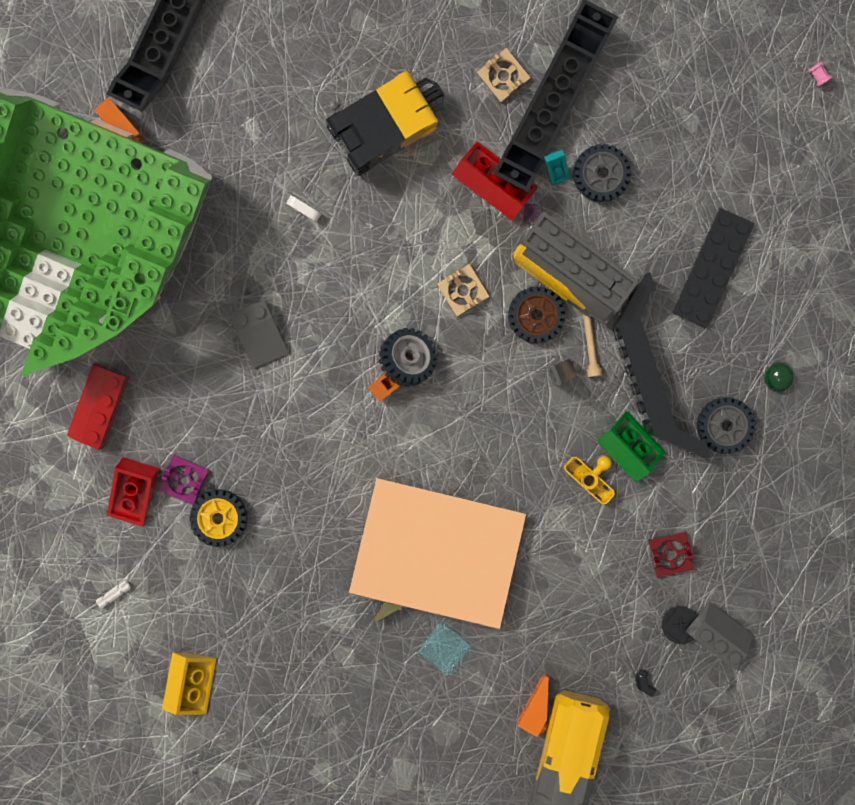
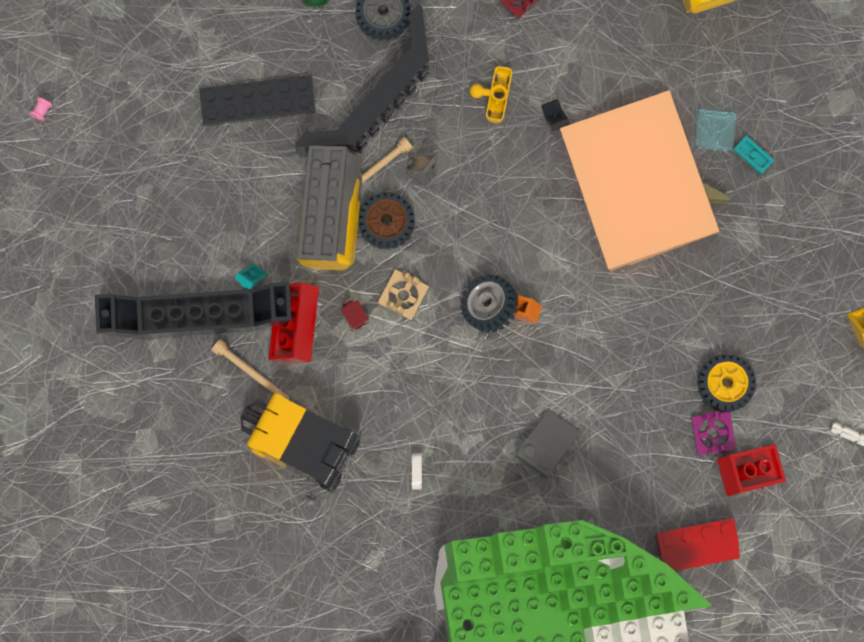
camera: 120 degrees left, 10 degrees down
(401, 667) = (753, 155): none -> teal plate
(470, 237) = (354, 315): none -> dark red brick
(506, 56) = (190, 353): tan piece -> none
(509, 106) = (221, 349): none -> tan piece
(531, 213) = (303, 274): slope -> none
(534, 714) = (719, 24): orange slope -> none
(540, 517) = (554, 115): none -> black bracket
(617, 171) = (234, 252): wheel -> none
(631, 446) = (449, 77): green slope -> none

